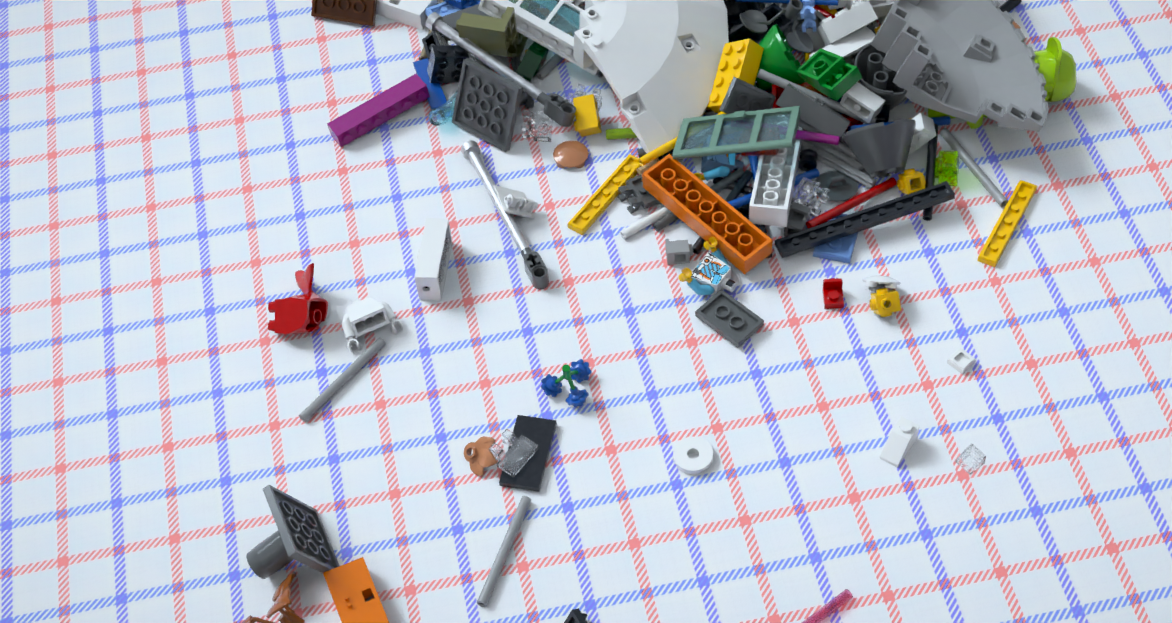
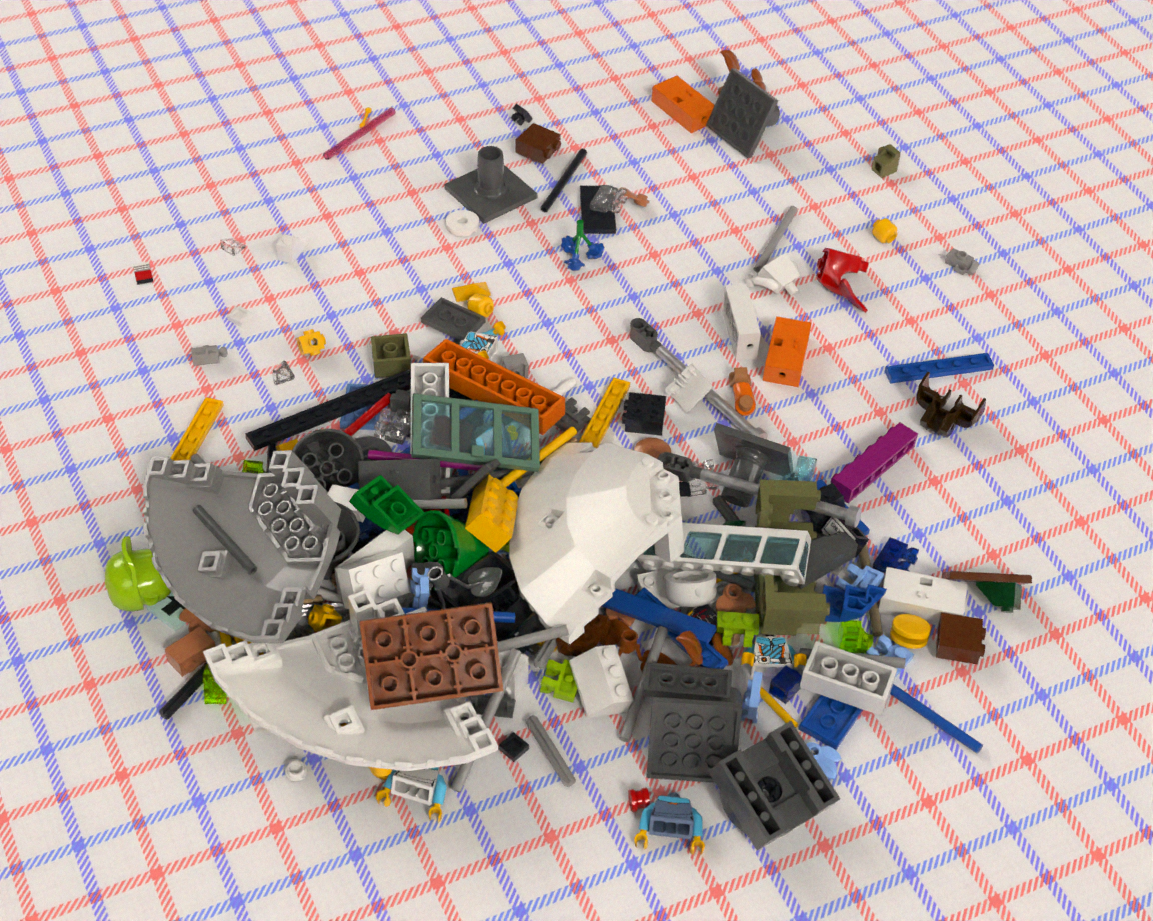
camera: 160 degrees right, 5 degrees down
(159, 465) = (886, 161): none -> olive brick
(161, 318) = (962, 262): none -> light grey piece
(220, 365) = (884, 230): none -> yellow head
(261, 203) = (939, 368): none -> blue tile
(269, 139) = (941, 420): none -> dark brown piece
(400, 230) = (787, 351): none -> orange brick
(406, 43) = (893, 553): none -> clear blue plate
(466, 184) = (743, 394): none -> piece
(503, 551) = (591, 151): light grey piece -> none
(552, 507) = (563, 180): none -> black piece
(565, 186) = (644, 413): none -> black brick
(571, 558) = (537, 143): none -> reddish brown brick
(648, 502) = (491, 187): none -> dark grey piece
(697, 327) = (480, 304): none -> yellow head
(701, 356) = (464, 292): none -> yellow slope
(802, 273) = (390, 354): none -> olive brick
(833, 293) = (360, 352): red bracket -> none
(888, 281) = (315, 357): white dish -> none
(917, 277) = (282, 373): none -> clear slope
(972, 59) = (225, 540): none -> dark grey piece
(994, 309) = (207, 354): none -> light grey piece
(1076, 441) = (142, 273): none -> sticker

